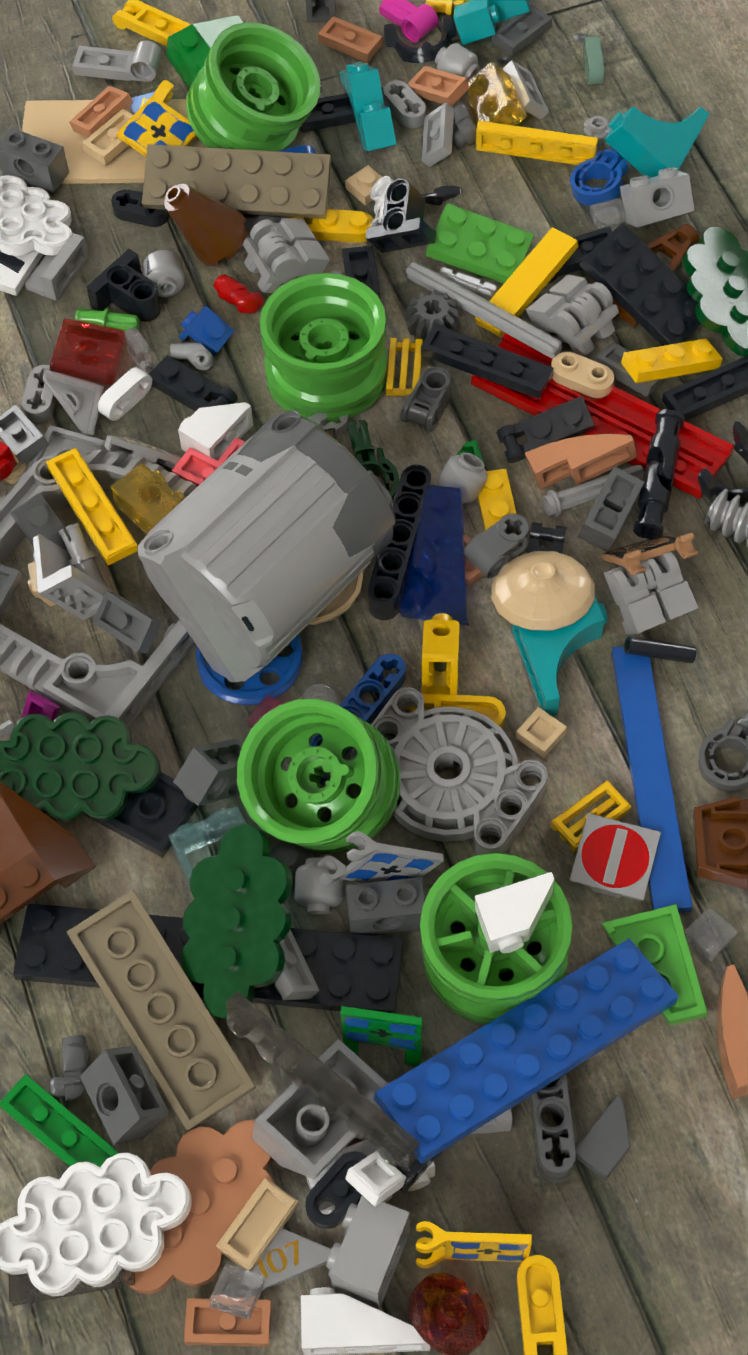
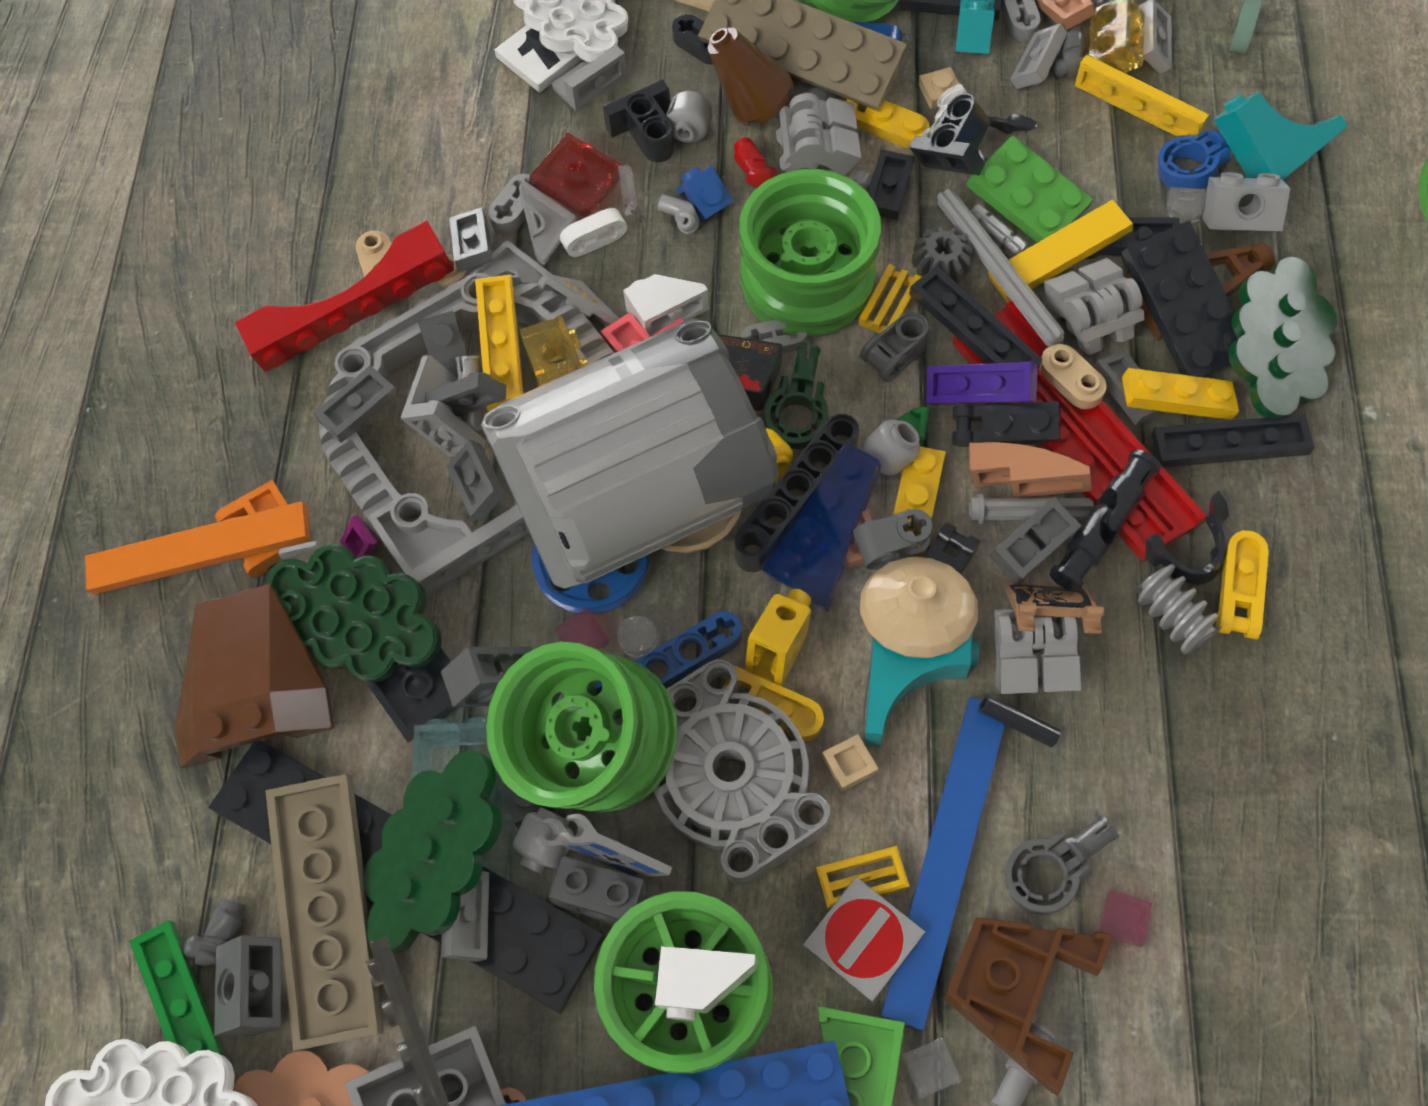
camera: 25 degrees right, 5 degrees up
(90, 552) = (469, 393): none -> dark grey plate
(108, 319) = (612, 147): bright green axle -> none
(189, 386) = (662, 246): black plate -> none
(382, 1030) = (501, 1024): green flag -> none
(513, 403) = (982, 383): none -> dark purple plate
(596, 127) = (1213, 102): light grey plate -> none

